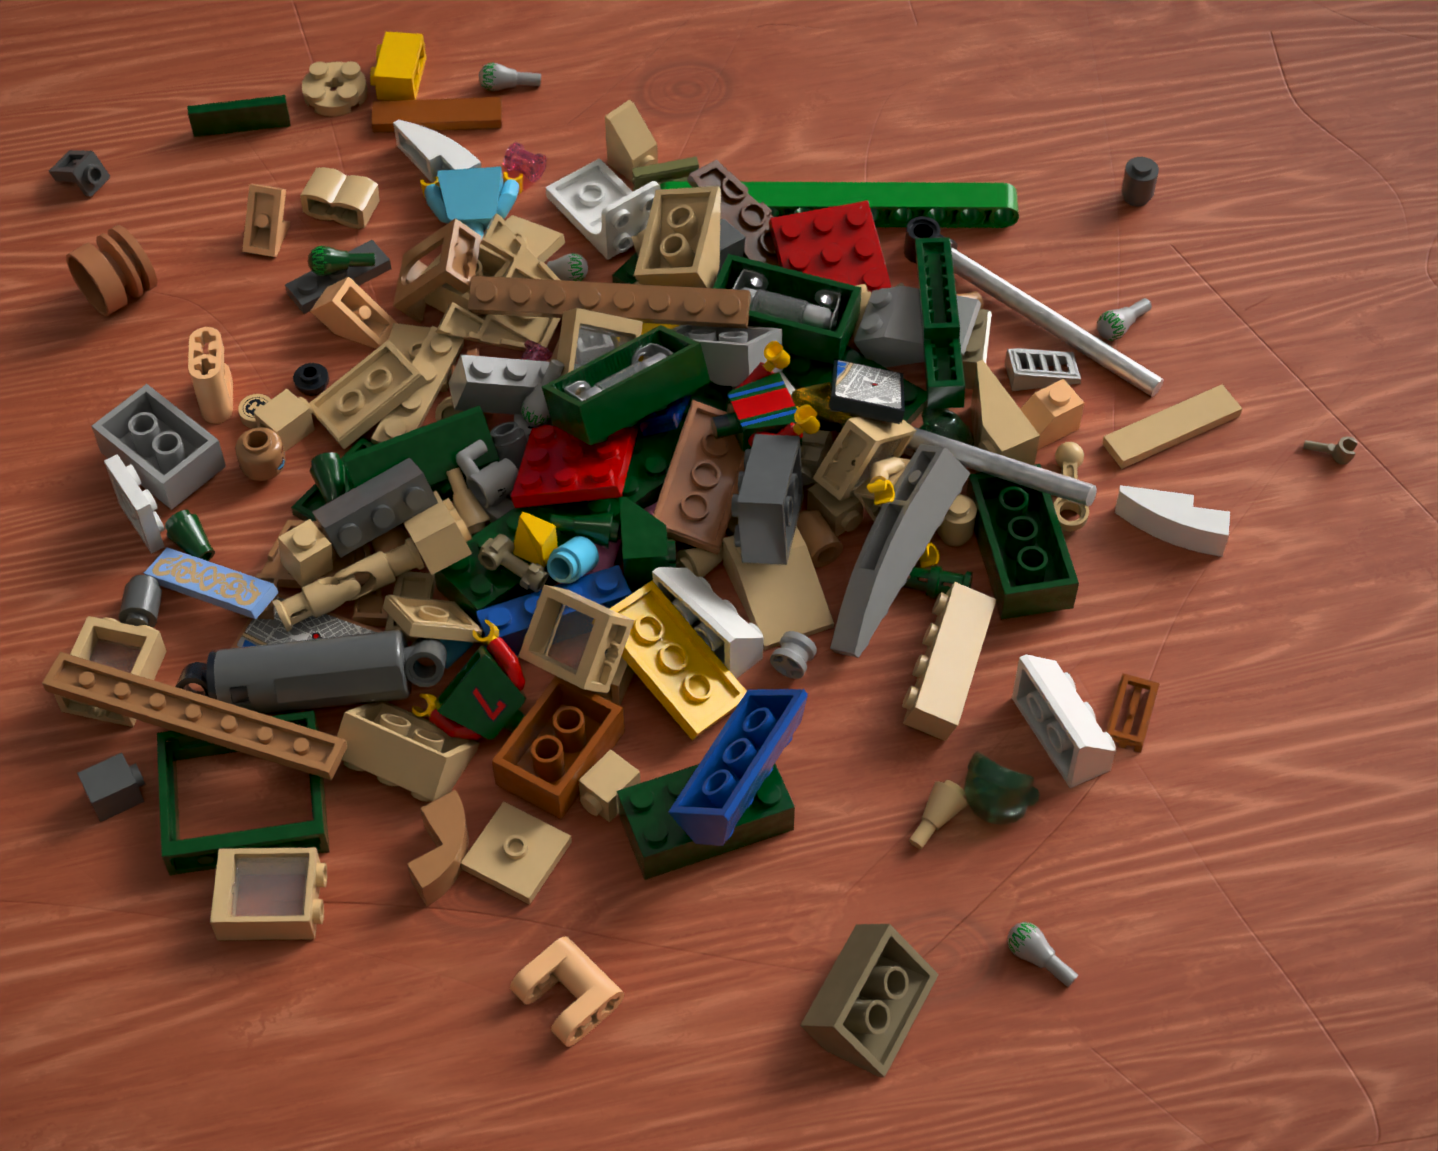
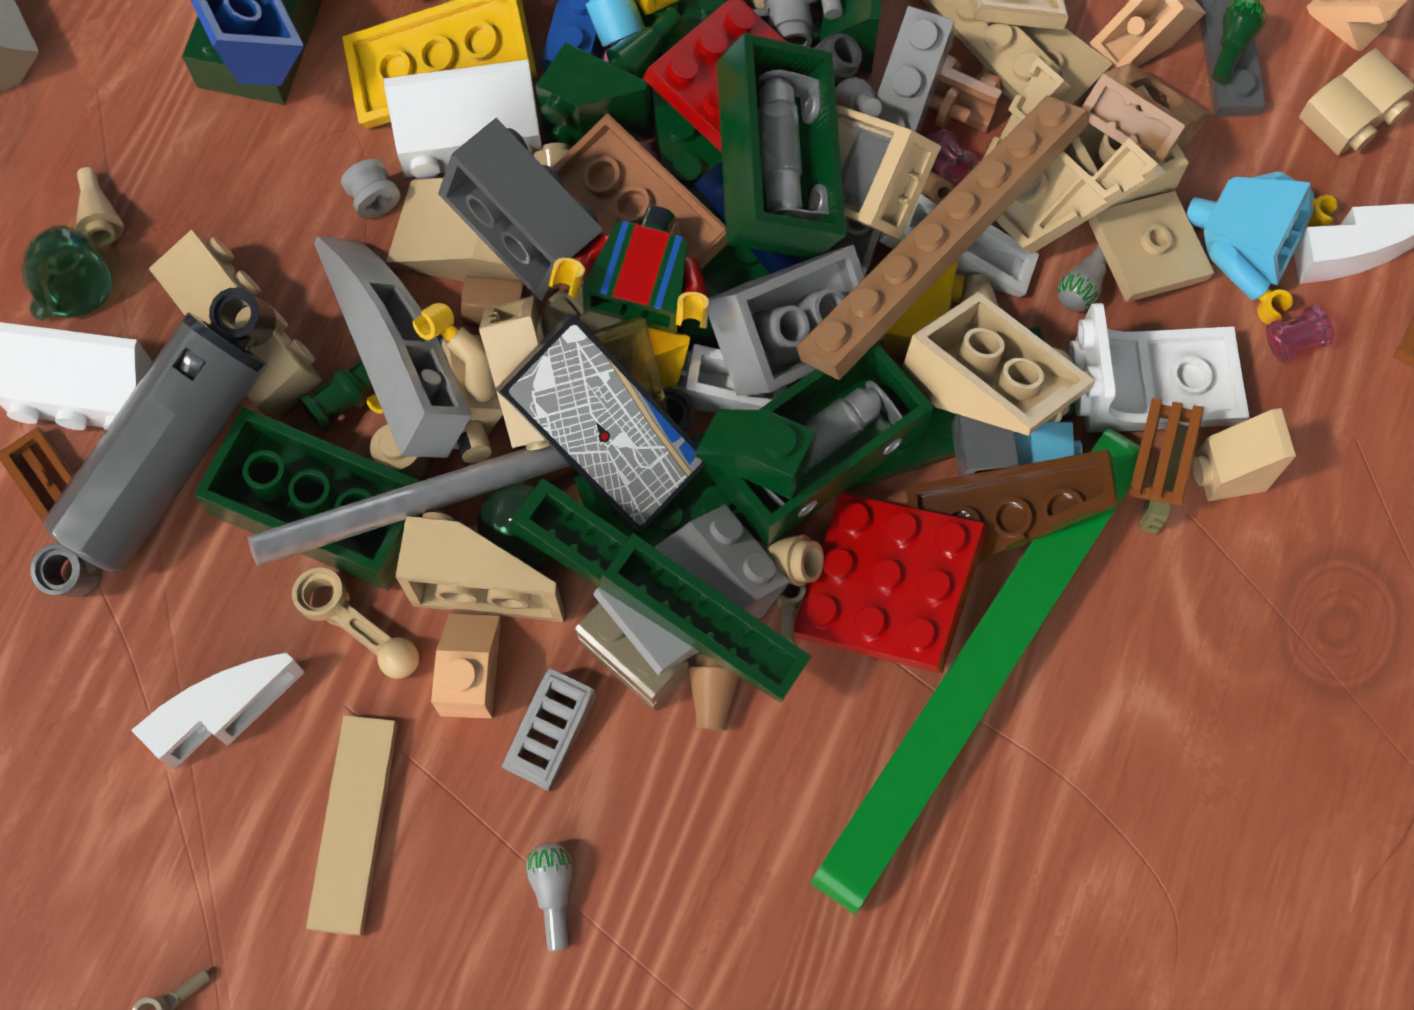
camera: 125 degrees right, 15 degrees up
(658, 162) = (1174, 415): none -> dark orange tile
(826, 300) = (759, 448): none -> dark green slope
(1034, 310) = (813, 734): flat silver piece -> none
(1066, 622) = (153, 444): none -> dark grey piece

